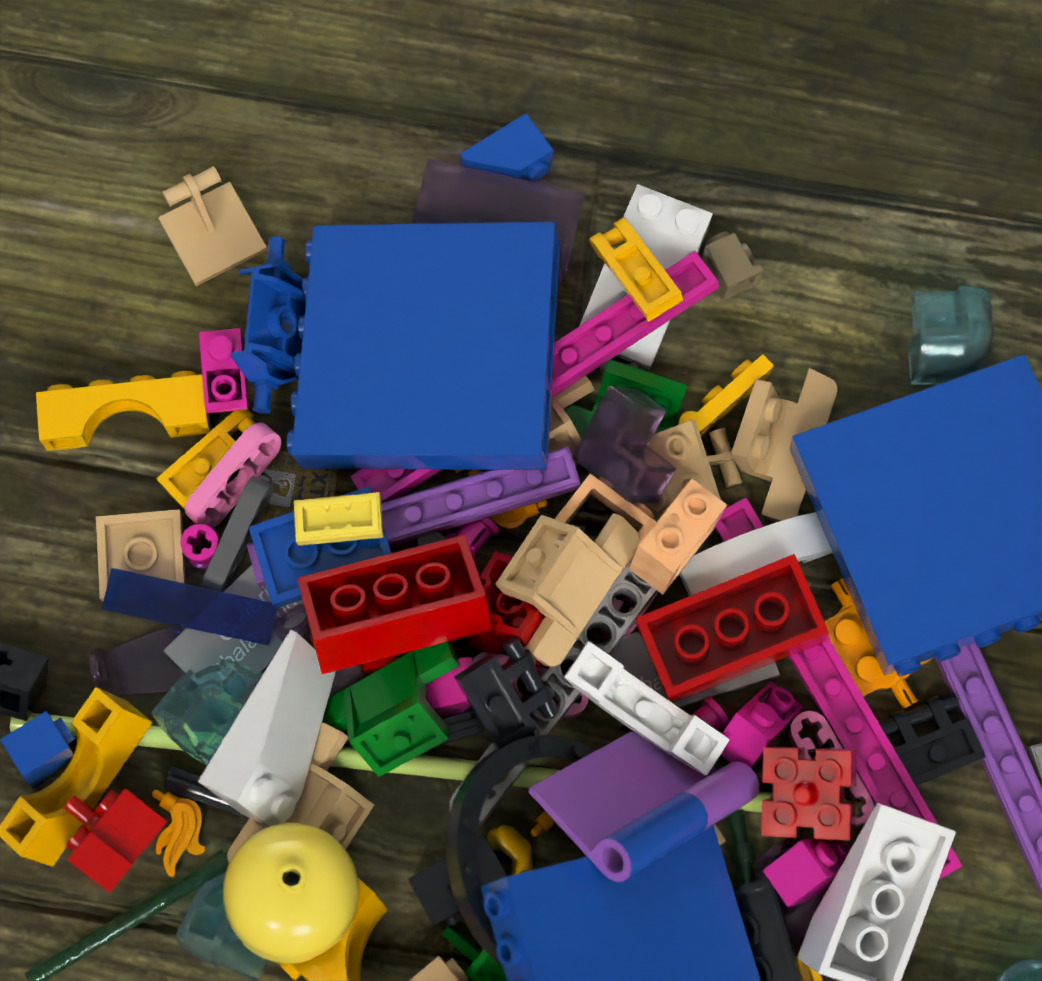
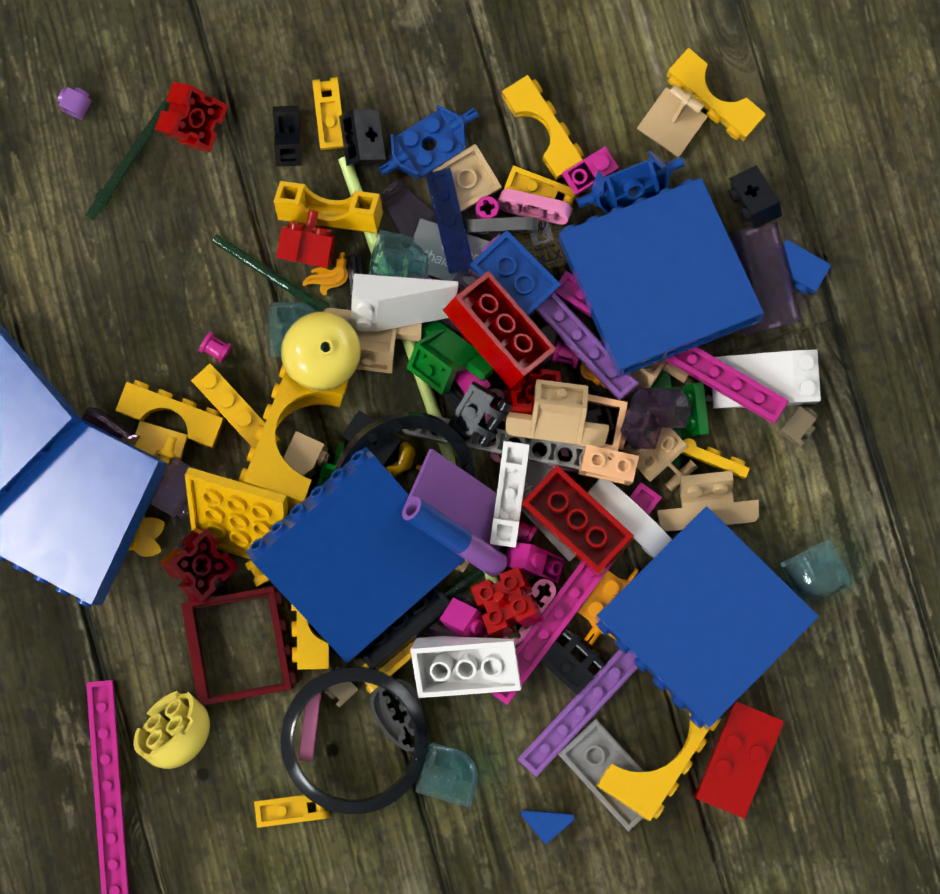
camera: 70 degrees right, 10 degrees up
(39, 748) = (334, 180): blue slope -> none
(43, 556) = (442, 127): none -> blue plate
(253, 143) = (738, 117): none -> yellow arch
(338, 519) = (532, 276): light yellow plate -> none
(379, 168) = (755, 197): none -> black brick
(637, 269) = (759, 372): yellow plate -> none

